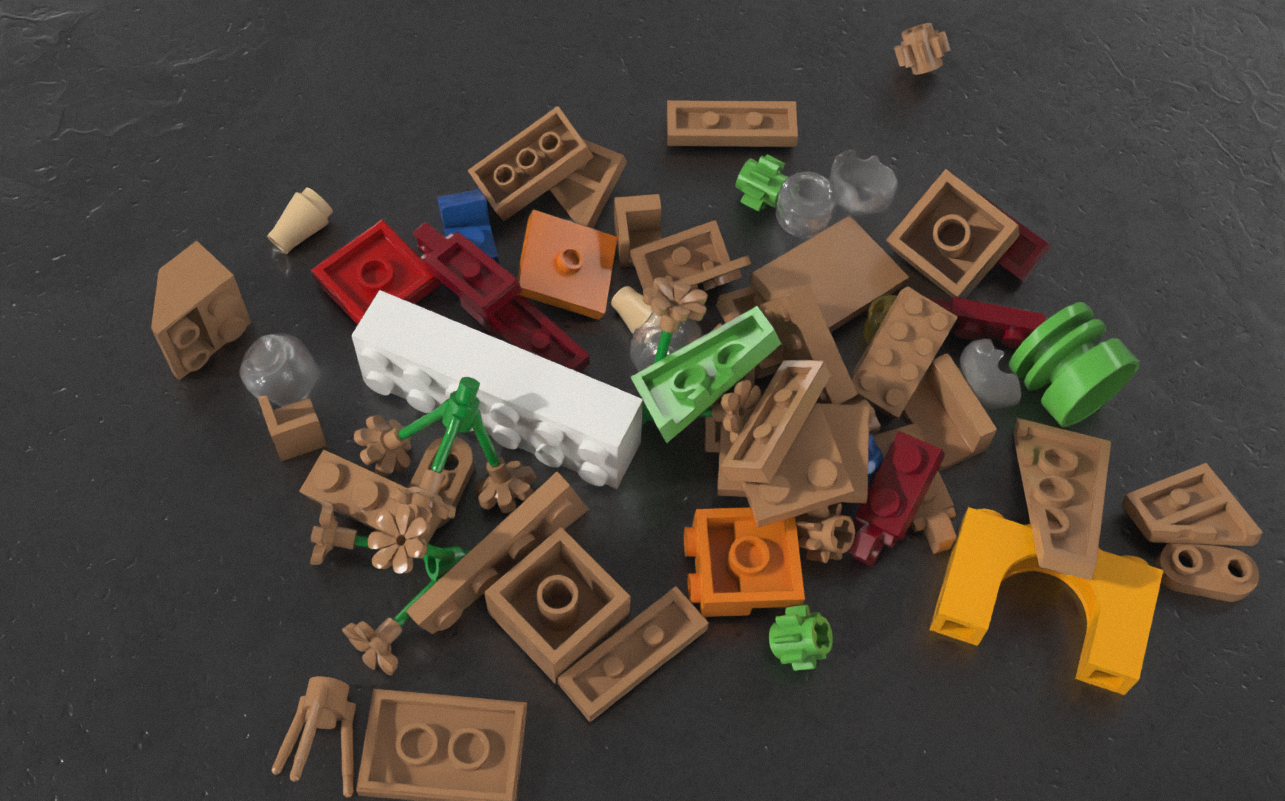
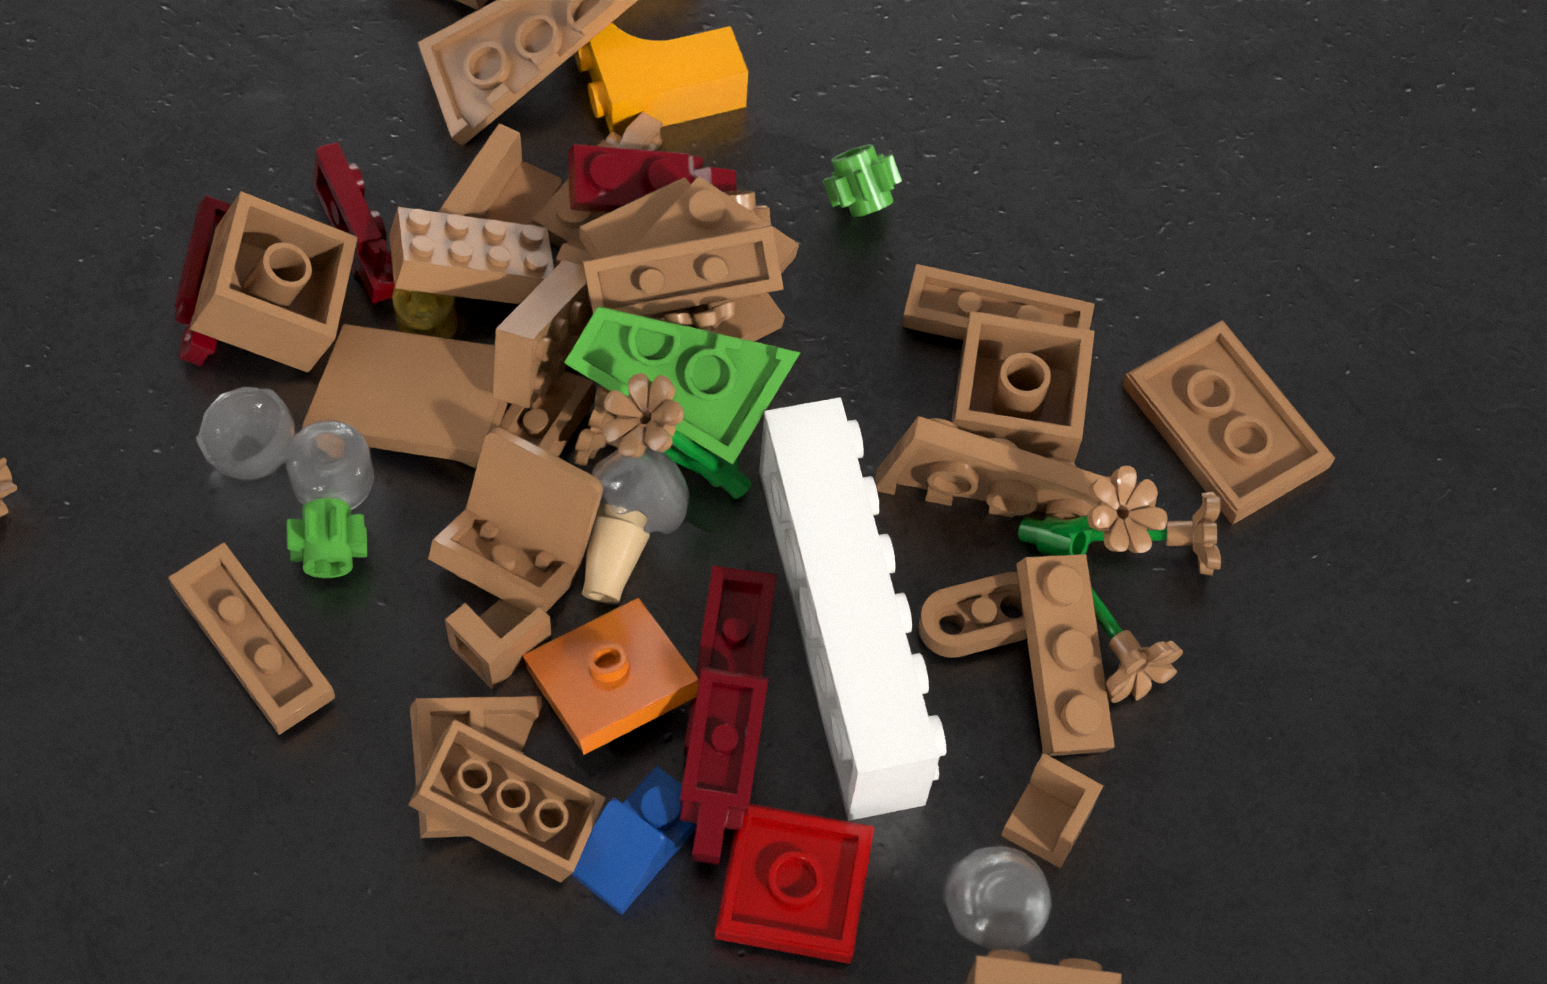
camera: 130 degrees left, 0 degrees up
(321, 709) = (1292, 541): medium nougat plant -> none
(389, 442) = (941, 555): medium nougat plant -> none
(741, 563) = (839, 273): orange plate -> none
(987, 381) = (430, 171): clear hair -> none
(1068, 359) = (364, 92): bright green wheel -> none

